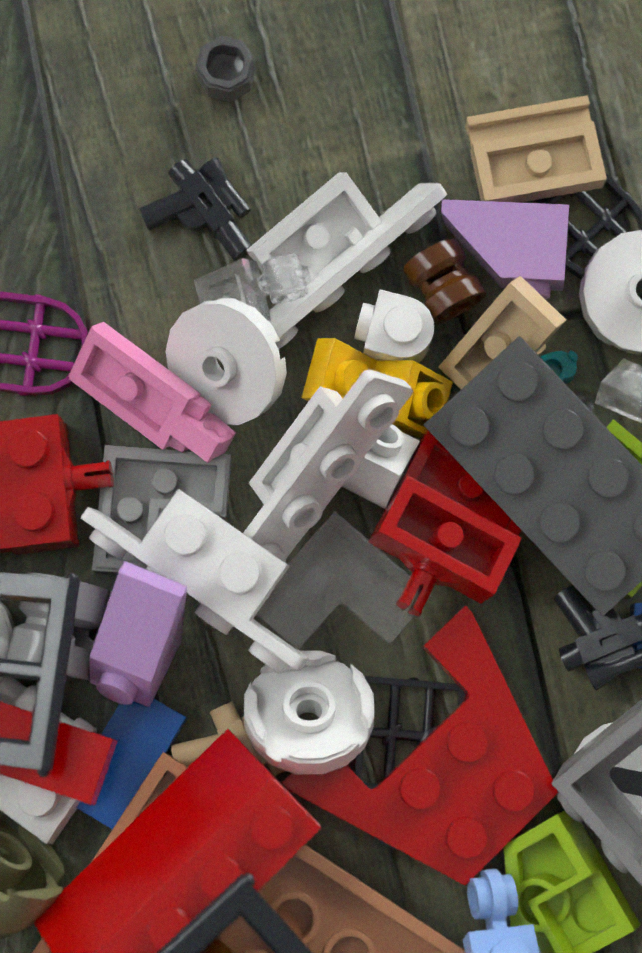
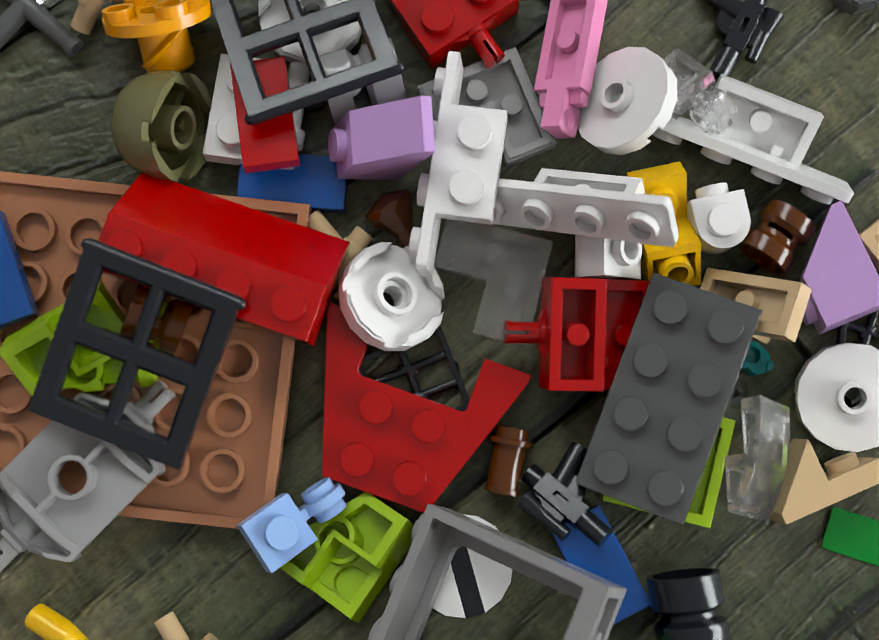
camera: 65 degrees right, 5 degrees up
(220, 665) = (394, 214): none -> reddish brown rock
(541, 676) = (507, 460): none -> reddish brown pin

